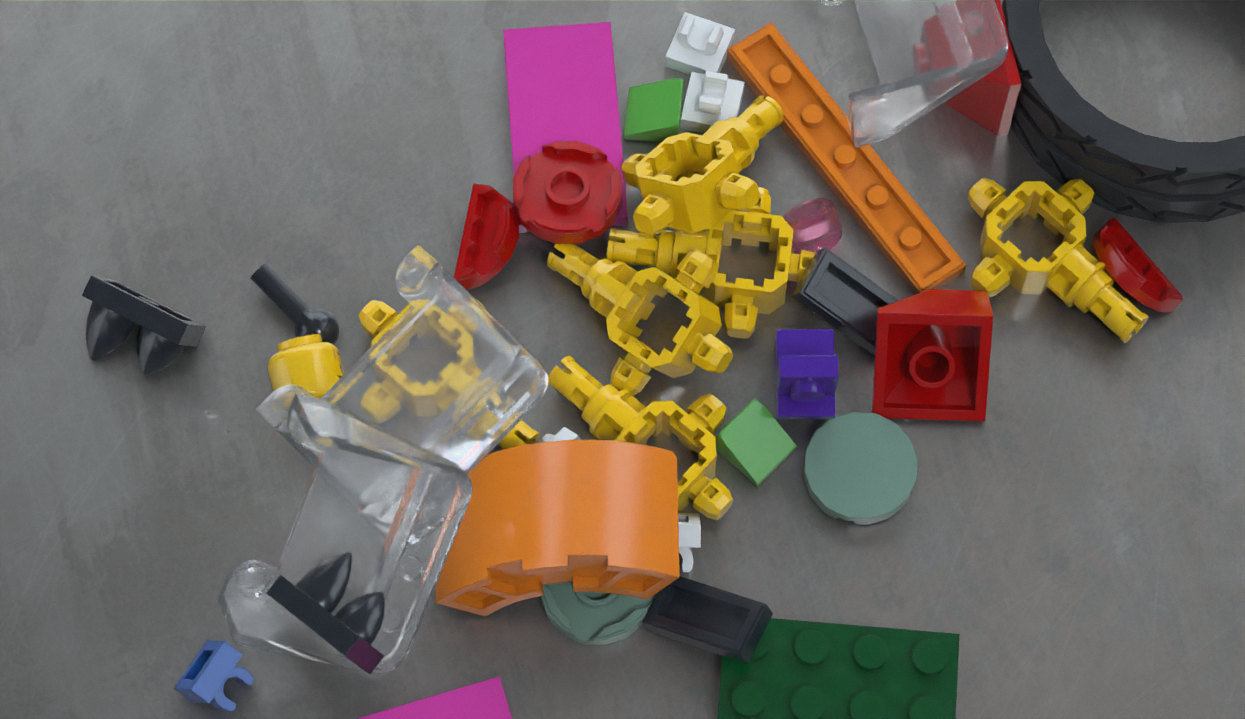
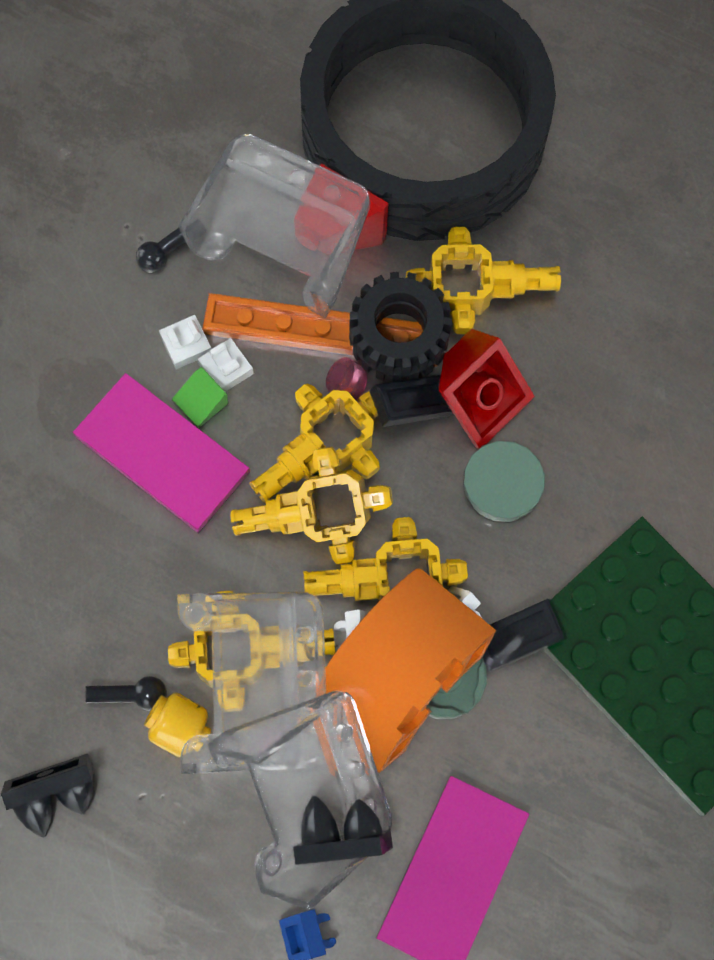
camera: 50 degrees left, 5 degrees up
(487, 237) = (188, 551): red tile -> none
(567, 192) = (207, 486): red tile -> none
(696, 178) = (266, 393): yellow piece -> none
(755, 442) = (441, 520): bright green slope -> none
(805, 374) = (432, 462): dark purple brick -> none
(918, 178) = (407, 298): none -> black tyre
(1133, 268) = (521, 248): red tile -> none

